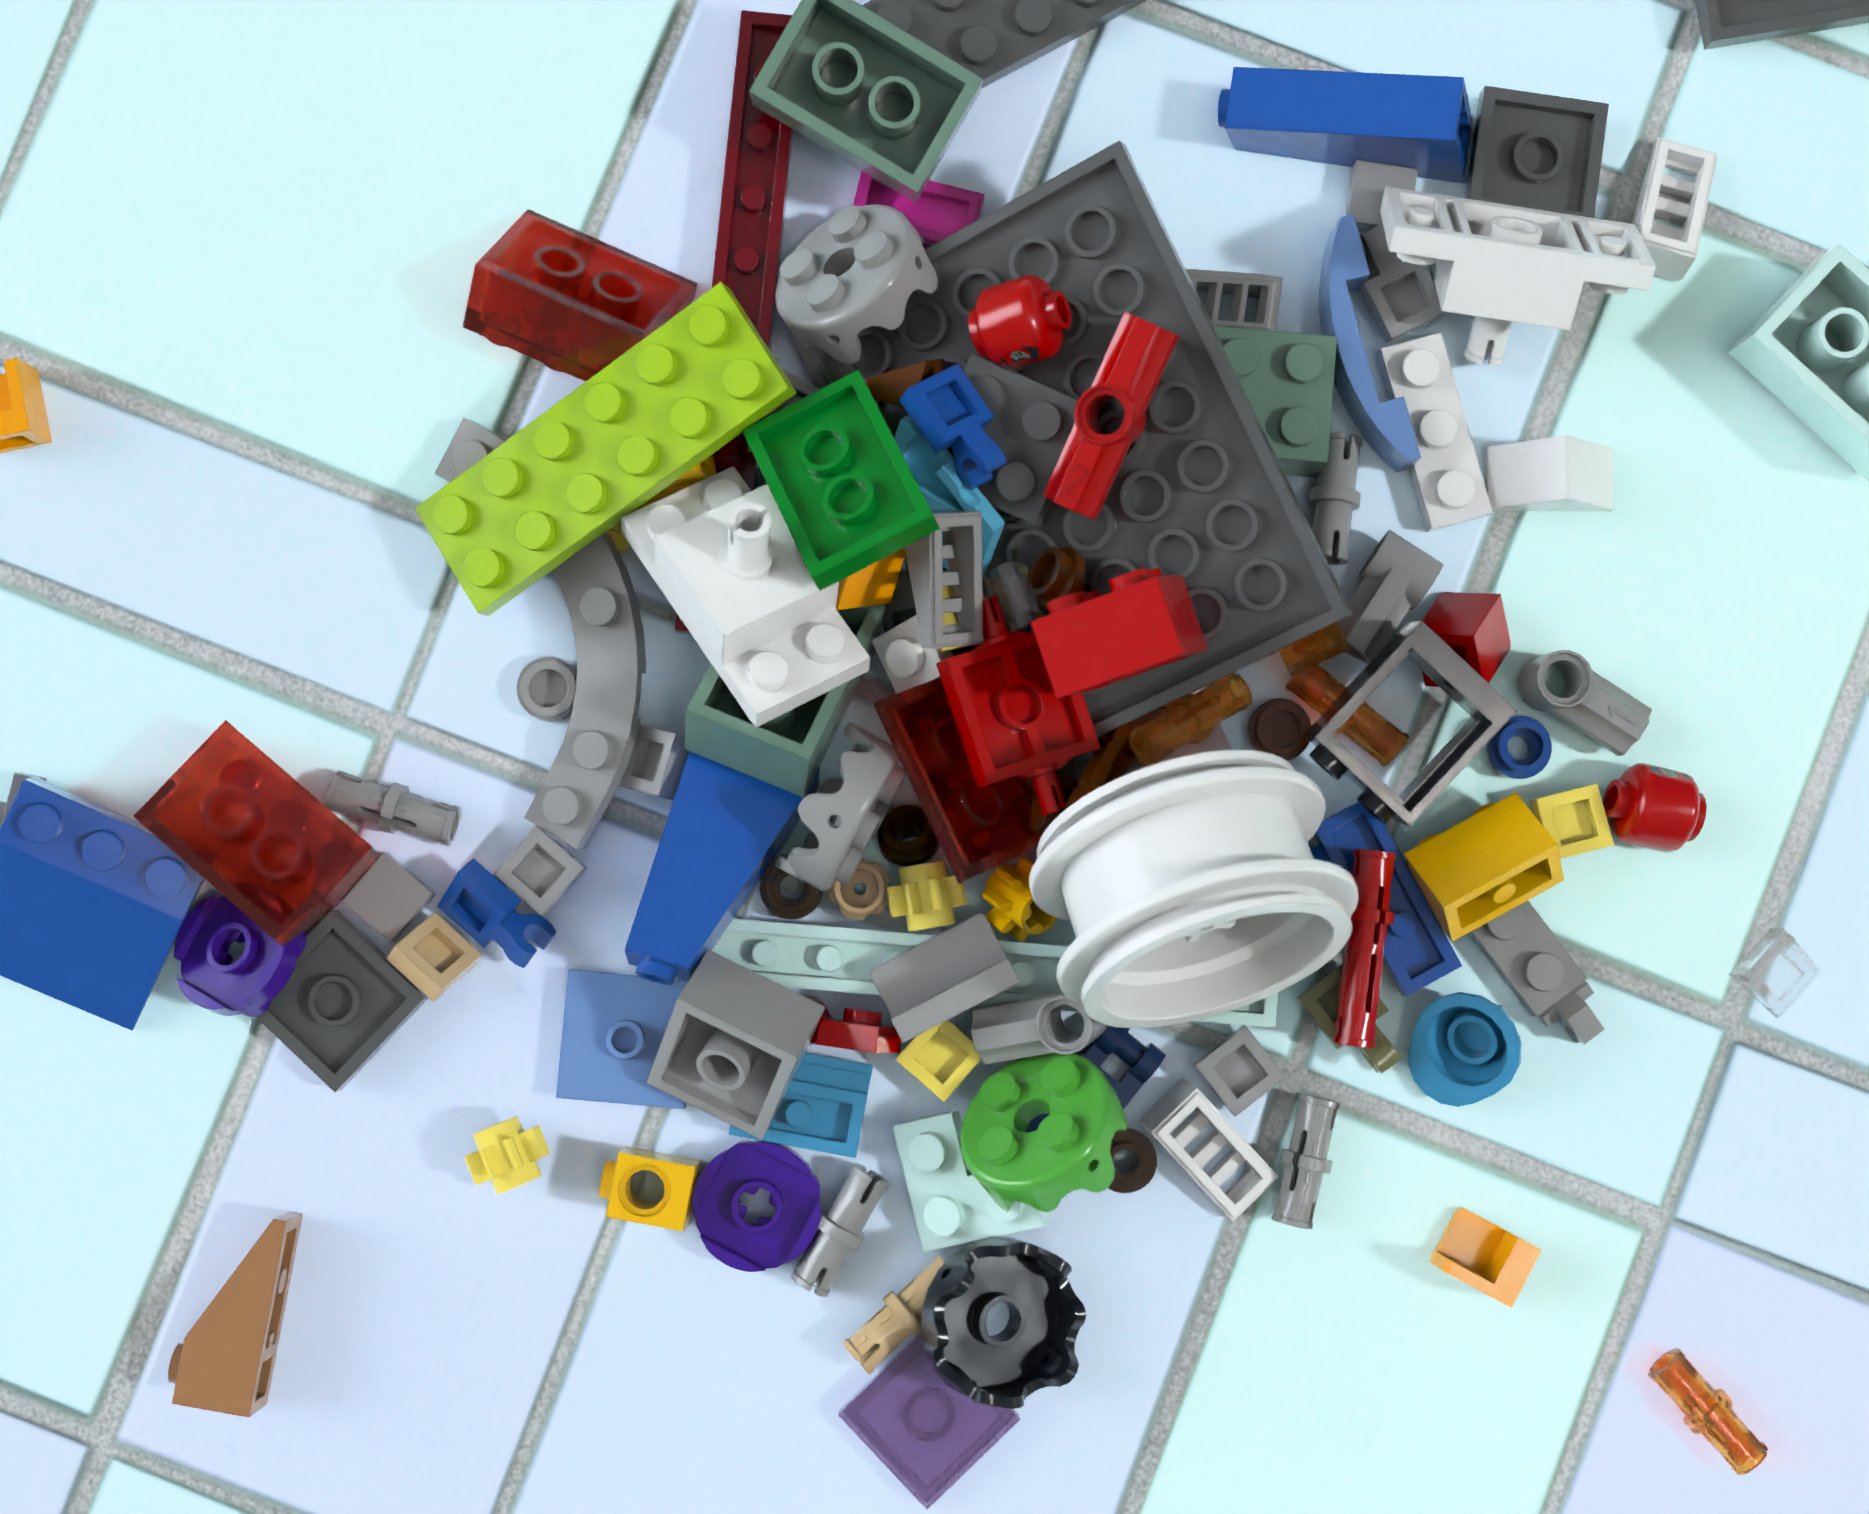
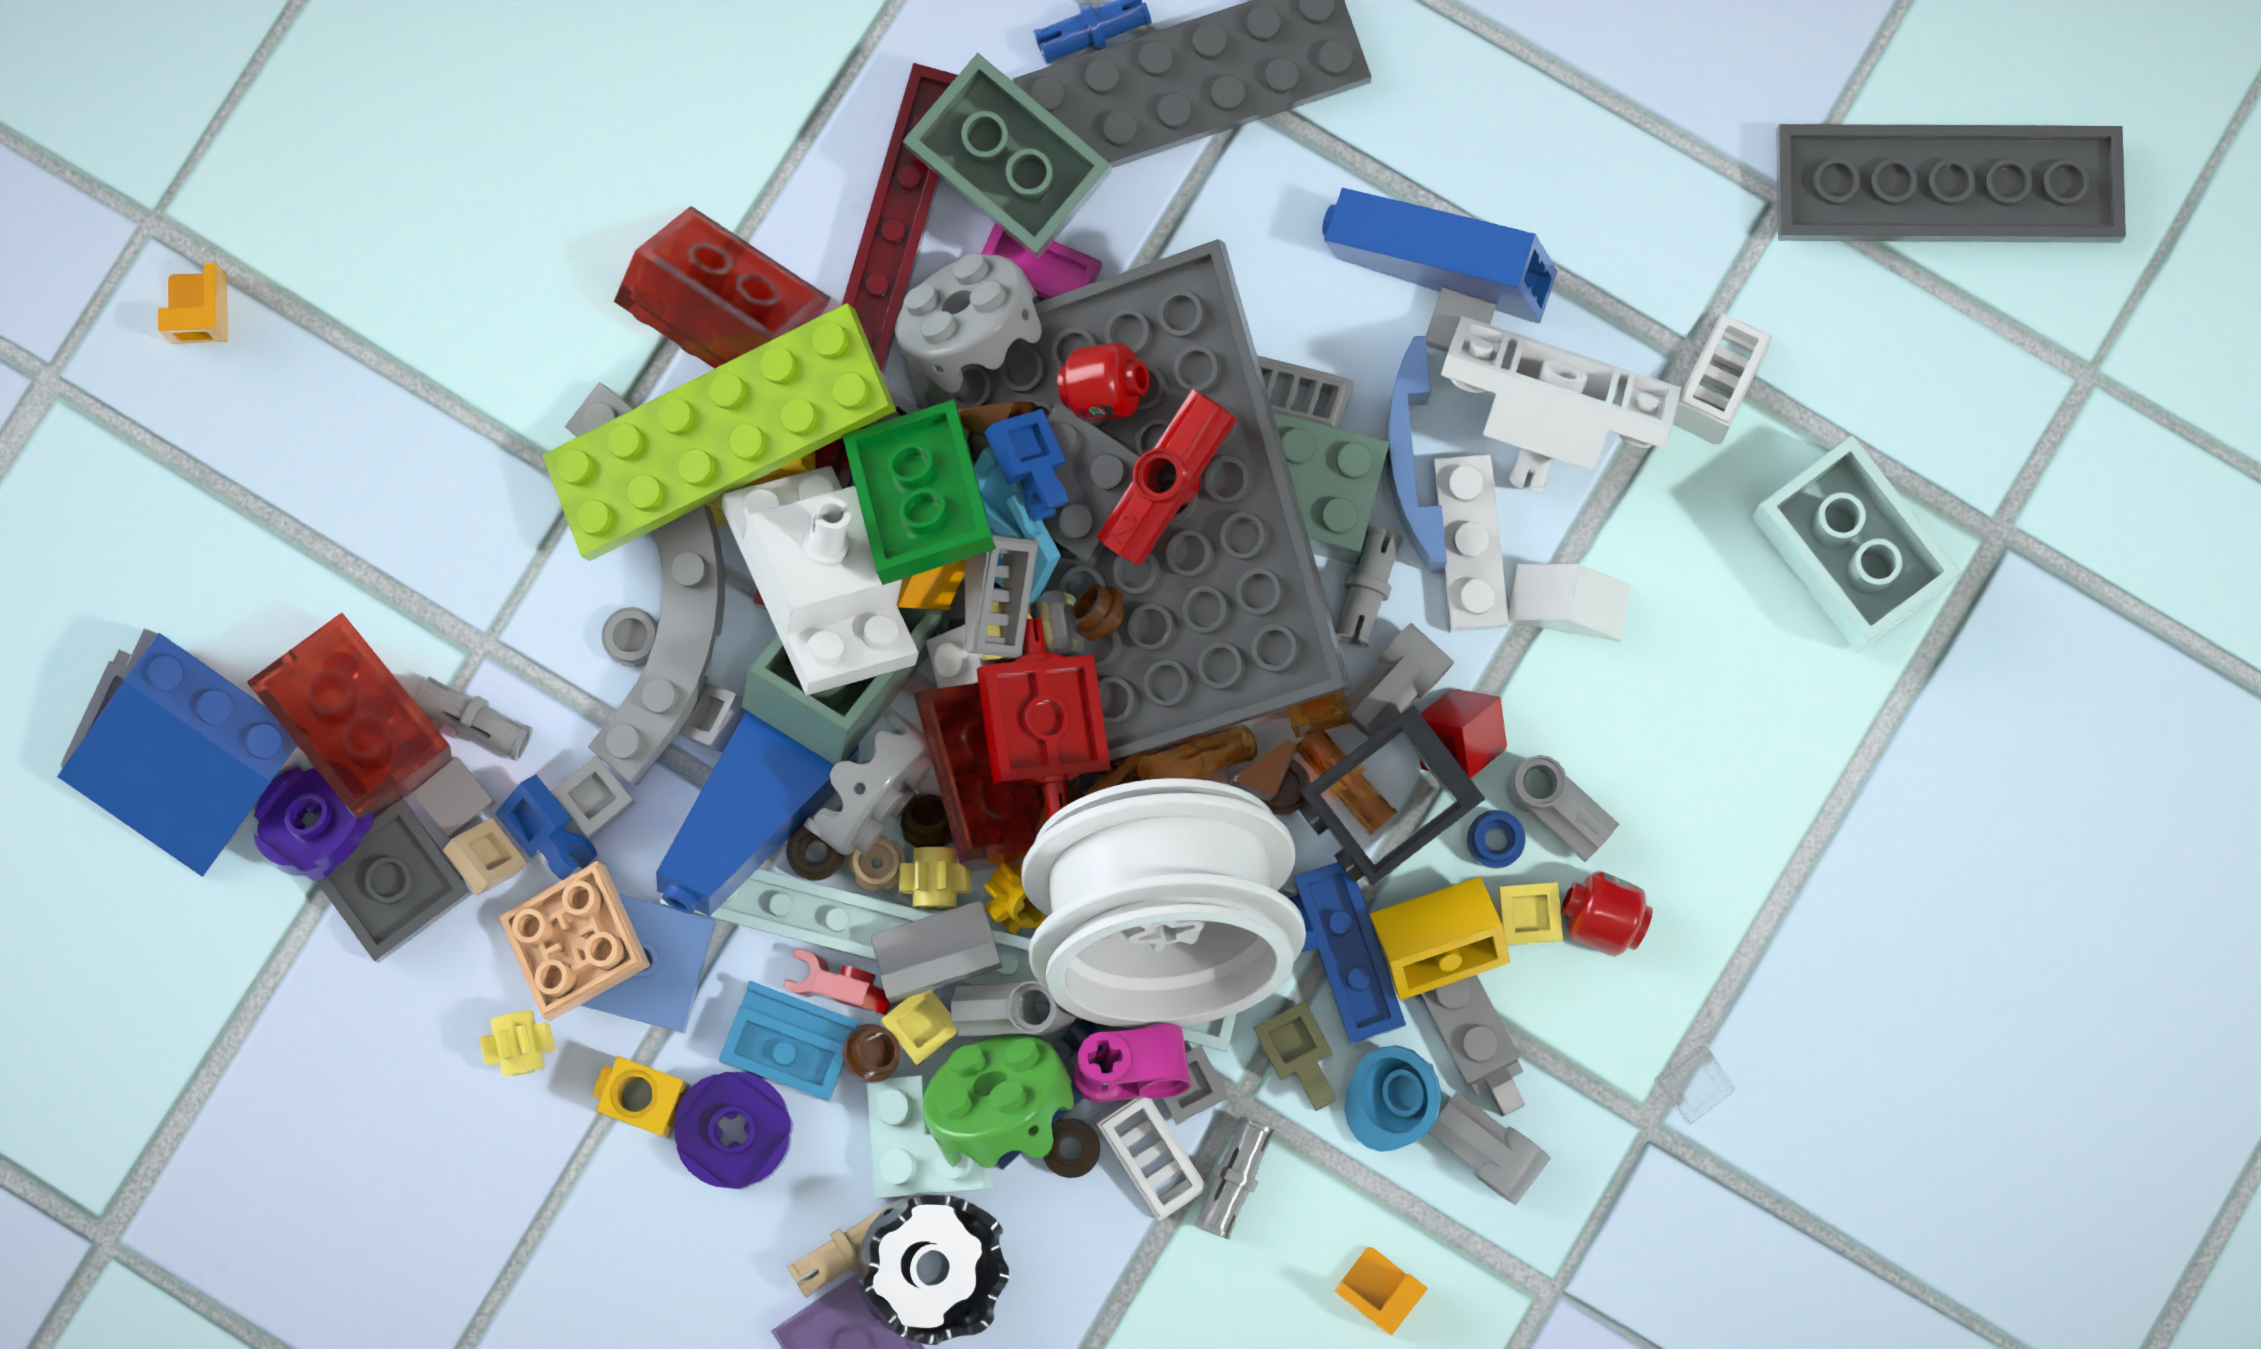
camera: 15 degrees right, 5 degrees down
(234, 1343) = (246, 1163): medium nougat slope -> none
(548, 1032) = (574, 941): none -> light nougat tile
(734, 1043) = (738, 977): light grey slope -> none
(840, 1230) = (803, 1165): light grey pin -> none
(892, 1098) = (871, 1053): none -> reddish brown plate
(1117, 635) = (1139, 668): red brick -> none
(1192, 1061) = (1141, 1062): none -> dark pink piece
(1272, 722) = (1267, 774): none -> reddish brown slope
(1365, 949) = (1317, 989): red pin -> none
(1399, 293) = (1456, 413): light grey plate -> none
(1537, 151) = (1606, 307): dark grey plate -> none
(1584, 1087) = (1499, 1155): none -> light grey piece

